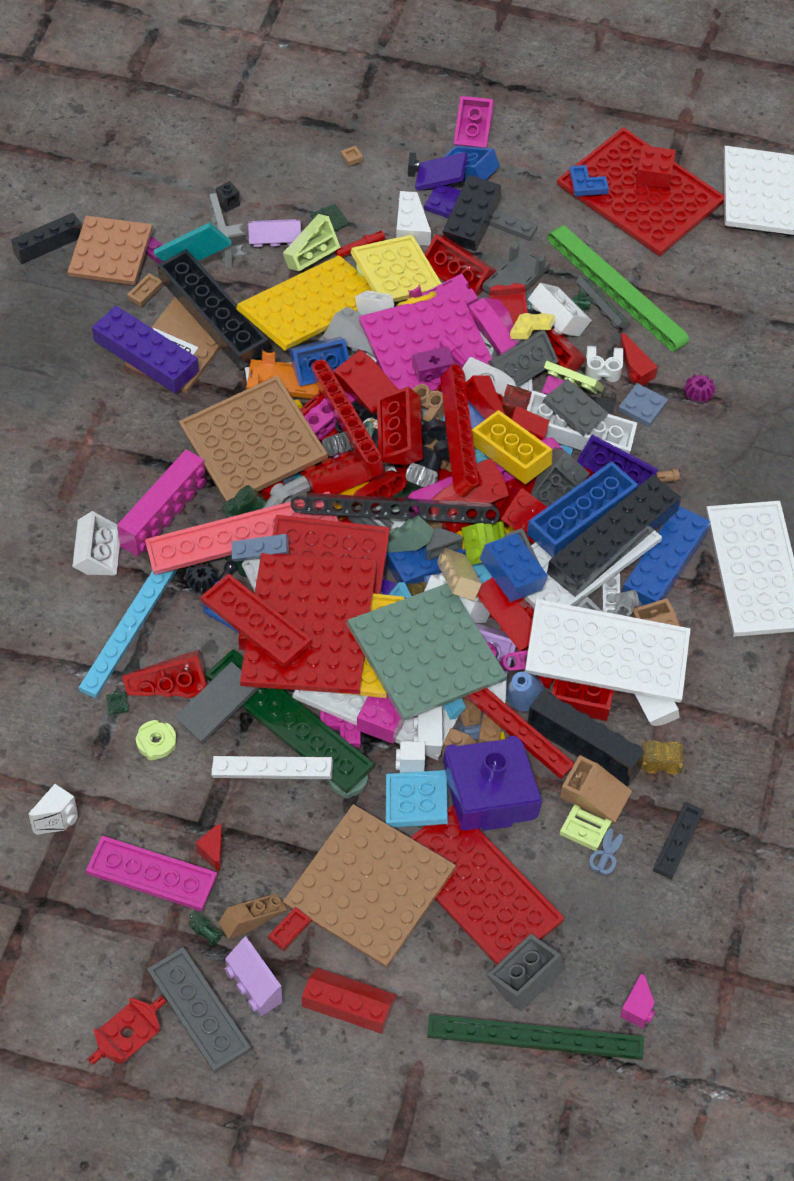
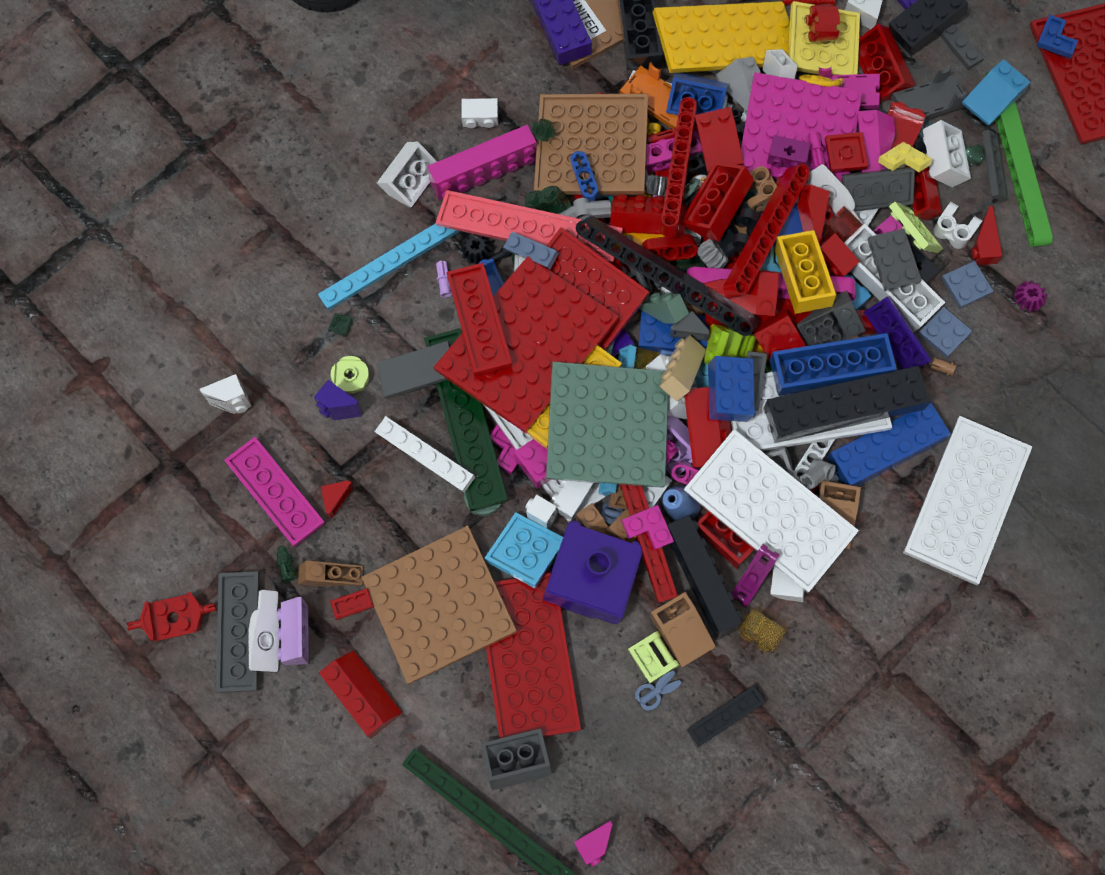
camera: 35 degrees right, 15 degrees up
(128, 465) = (480, 113): none -> white brick
(164, 765) = (336, 403): none -> dark purple slope
(172, 677) = (398, 326): red wedge -> none
(188, 617) = (442, 279): none -> lavender axle
(204, 446) = (543, 130): none -> clear green gear
(226, 994) = (264, 633): none -> white piece
(263, 459) = (585, 169): none -> blue beam
(390, 252) = (823, 23): none -> red brick
(480, 341) = (846, 152): none -> red plate
(512, 713) = (650, 522): none -> dark pink plate
(568, 244) = (996, 92): none -> dark azure slope
(629, 708) = (754, 575): none -> magenta plate
(651, 448) = (944, 332): none -> sand blue plate

